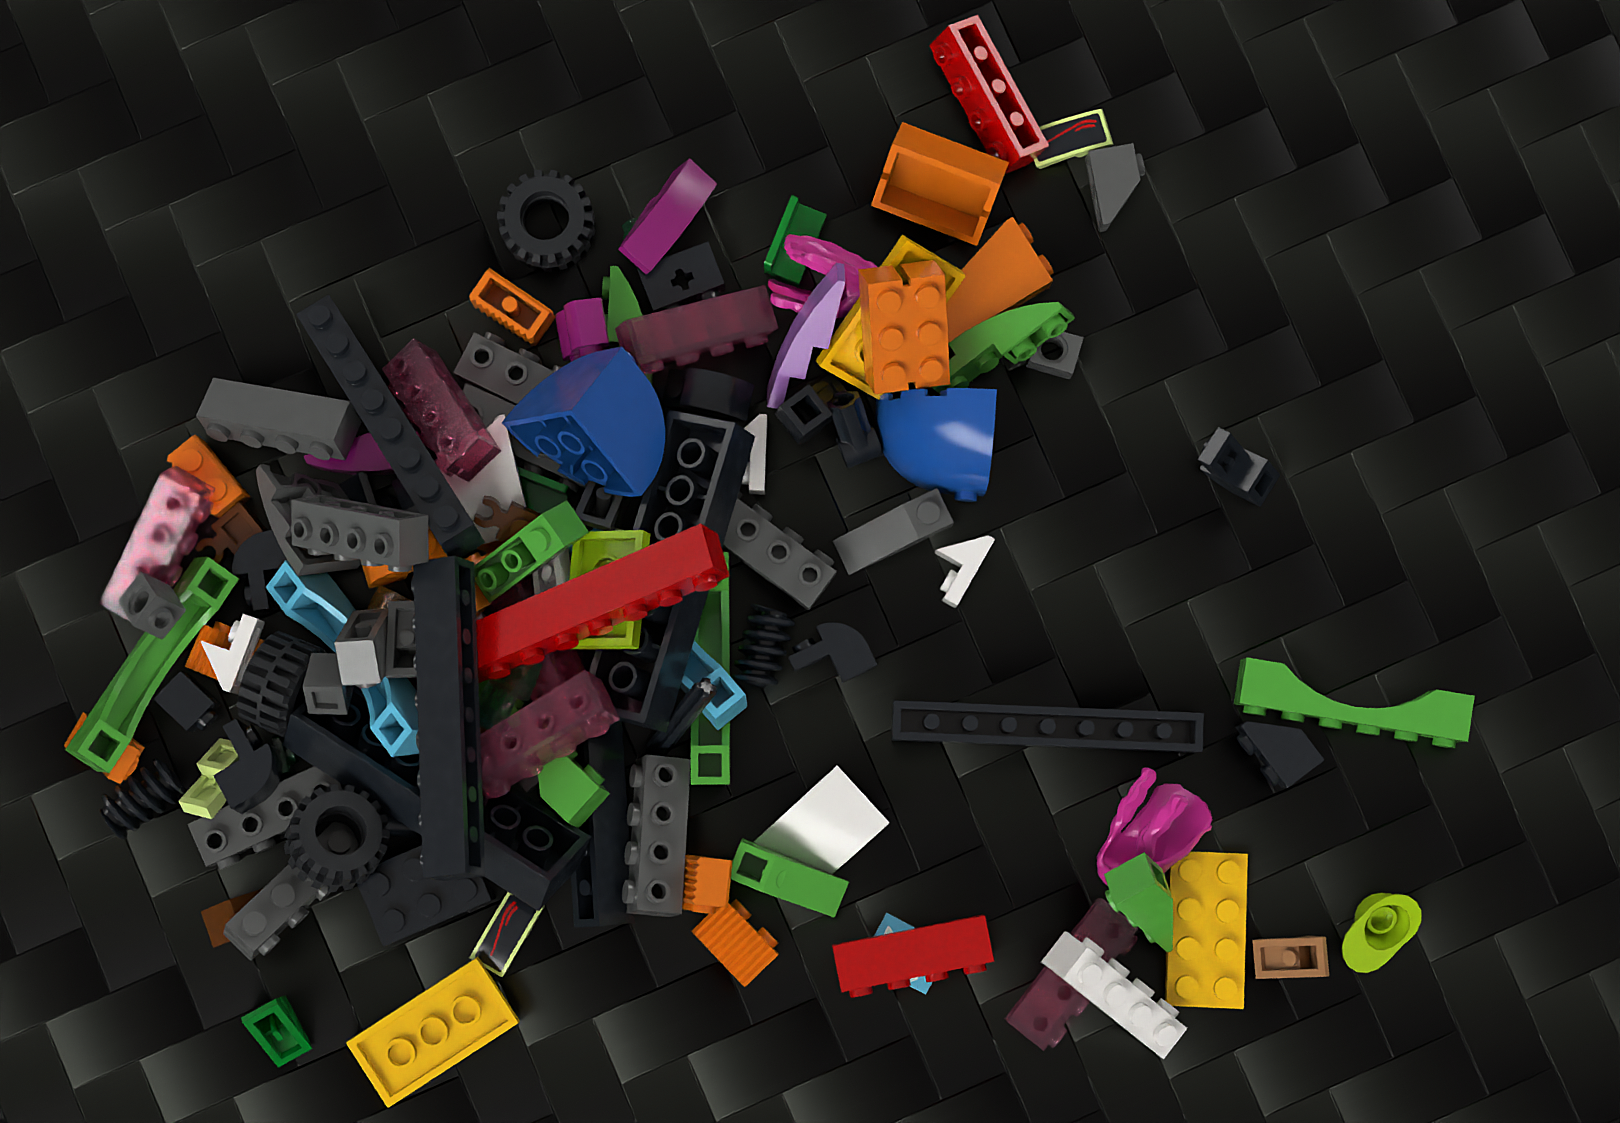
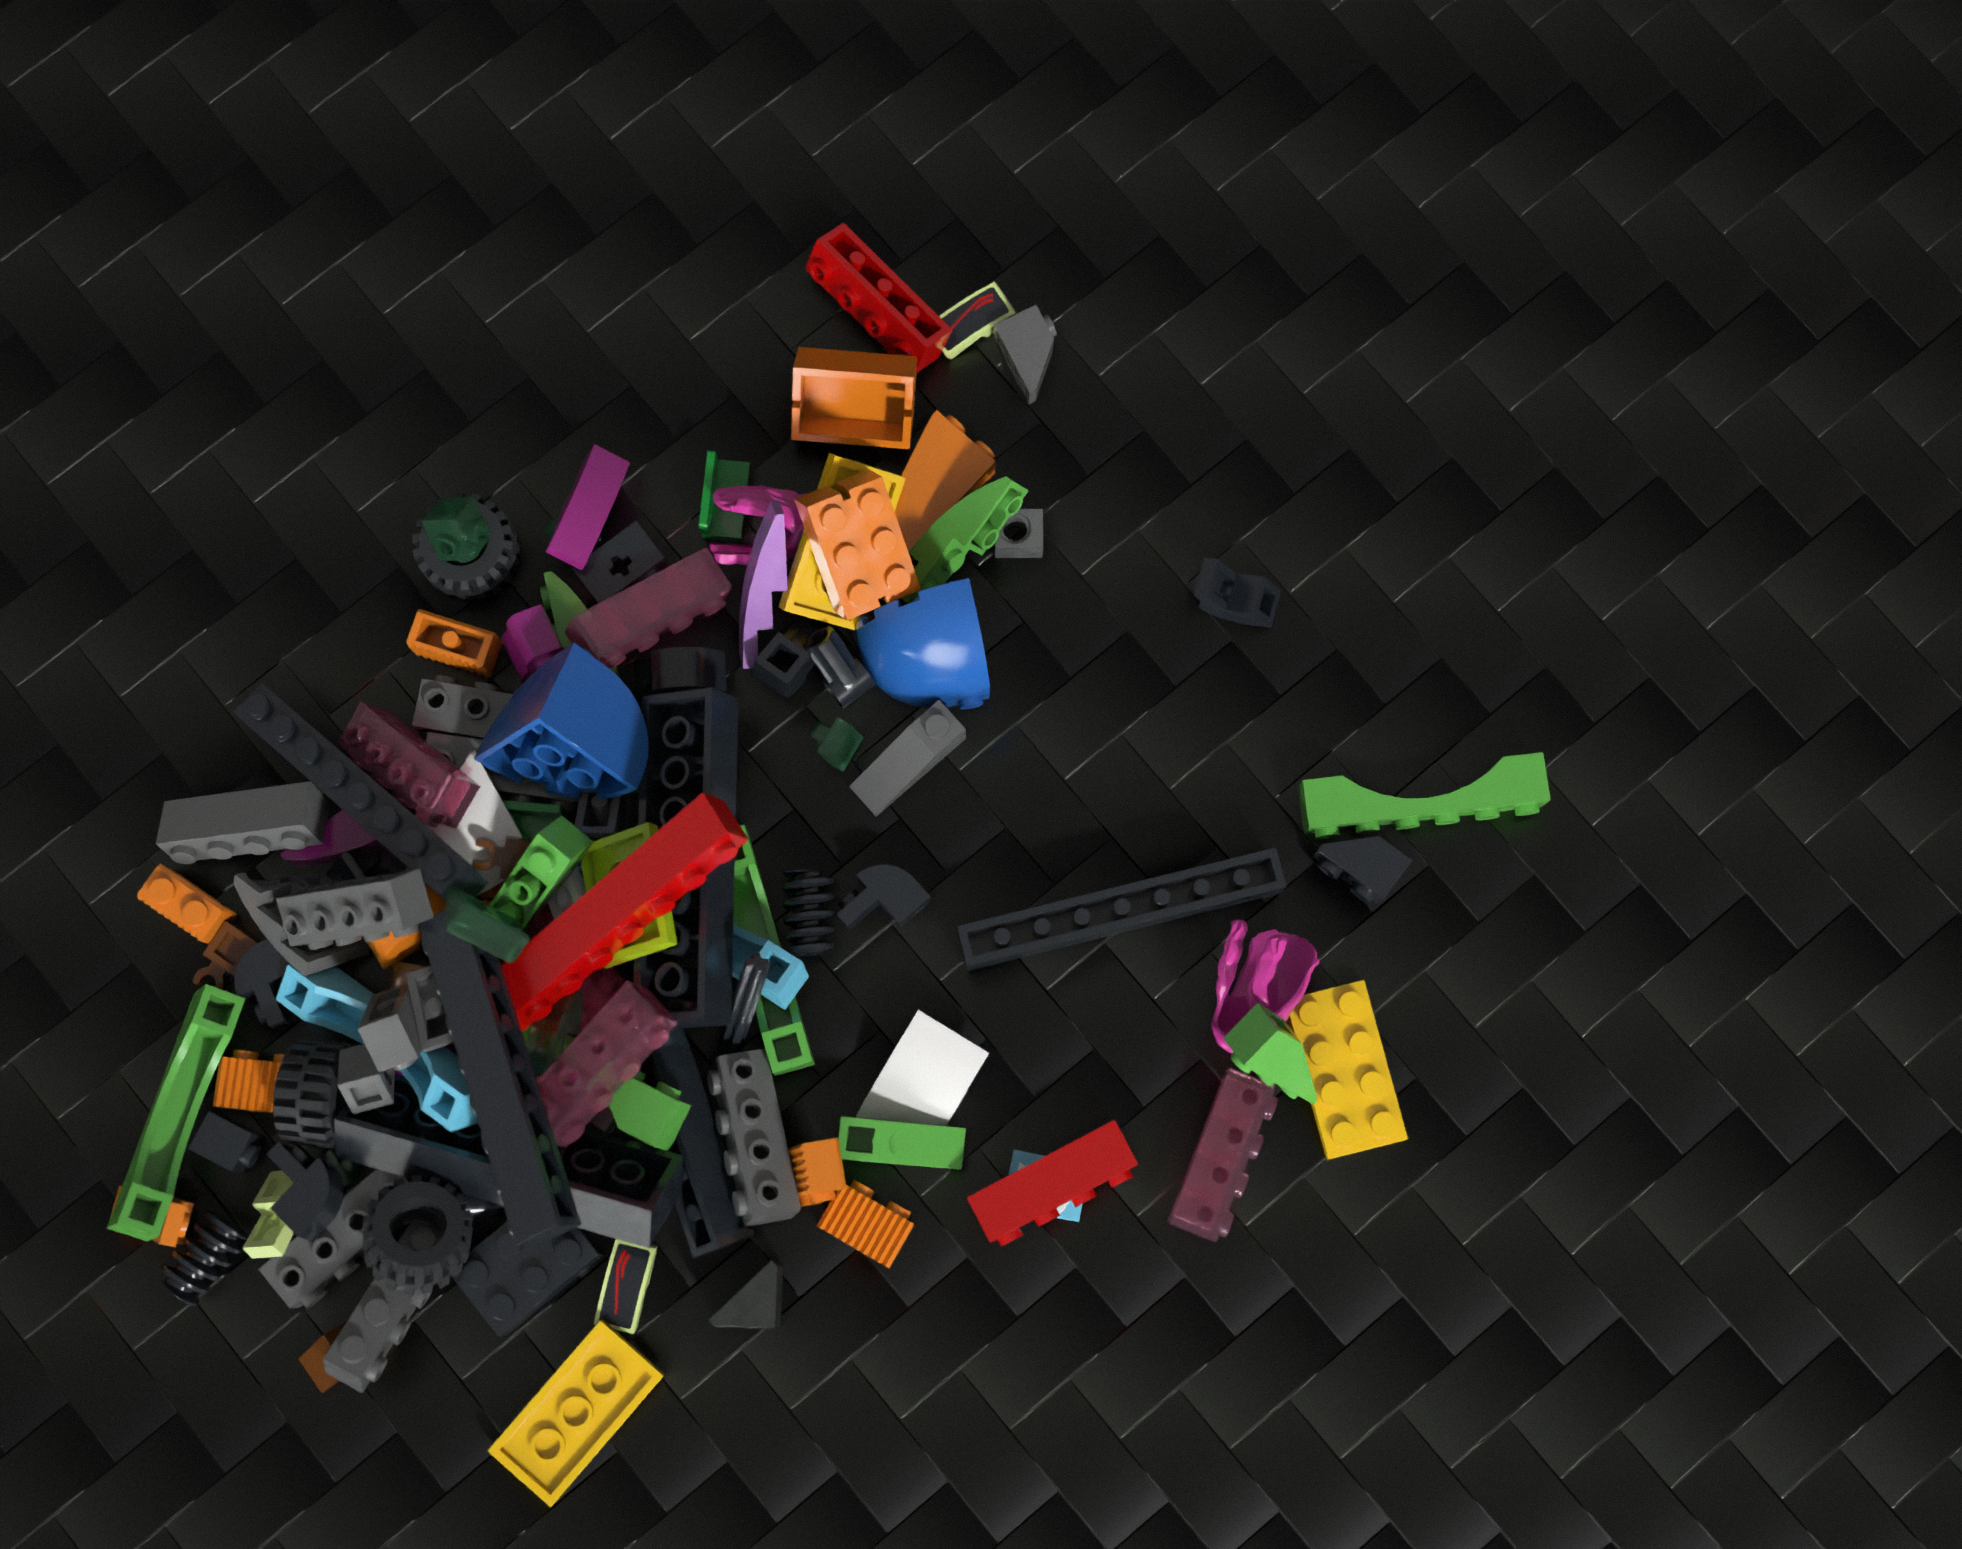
camera: 15 degrees left, 5 degrees down
(151, 605) = (158, 1050): dark grey brick -> none
(162, 533) = (151, 988): clear pink brick -> none
(232, 663) = (258, 1087): white slope -> none
(278, 1030) = (412, 1459): green slope -> none
(471, 582) = (484, 925): none -> clear green slope
(543, 205) = (456, 529): none -> clear green brick
(618, 985) = (756, 1303): none -> pearl dark grey slope
(755, 469) = (749, 736): white slope -> none
(777, 554) = (796, 815): dark grey brick -> none
(833, 499) = (837, 742): none -> clear green tile
(968, 557) = (989, 762): white slope -> none
(1115, 995) = (1270, 1160): white brick -> none
(1291, 957) = (1440, 1071): medium nougat slope -> none
(1380, 930) = (1521, 1017): lime piece -> none

